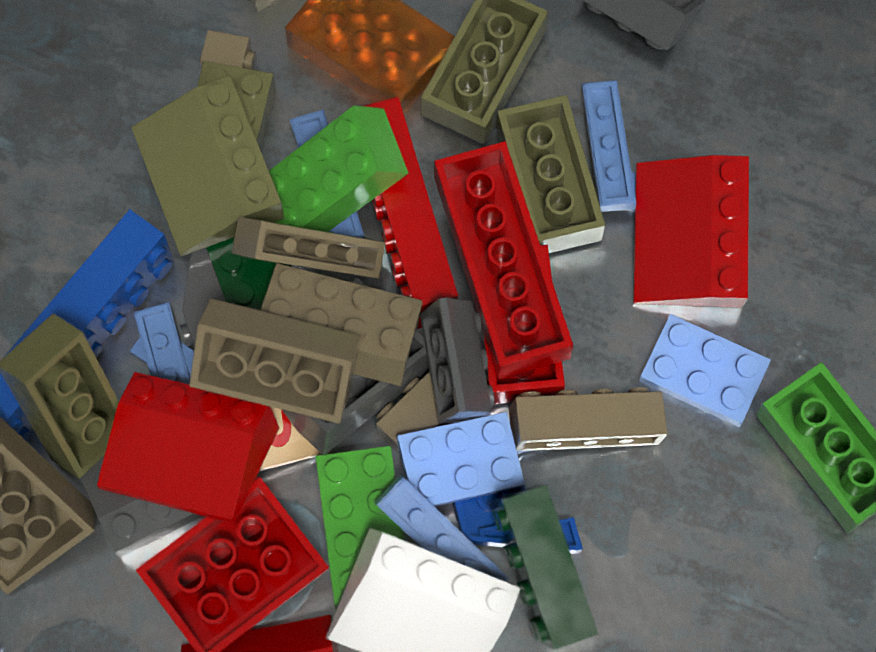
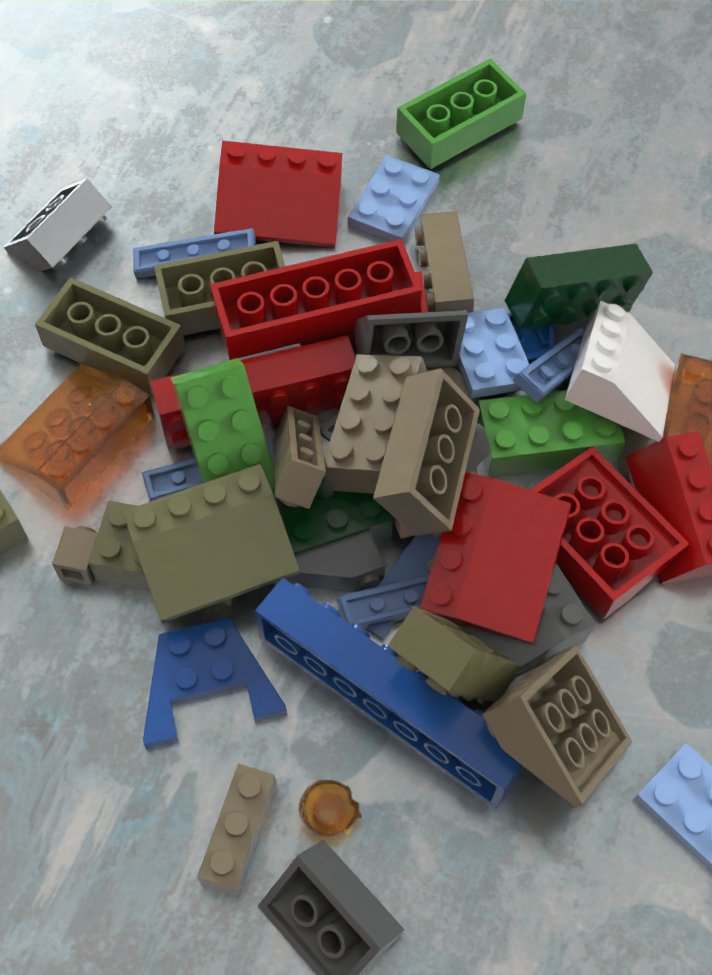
camera: 90 degrees left, 10 degrees down
(109, 179) = (201, 664): none -> blue wing

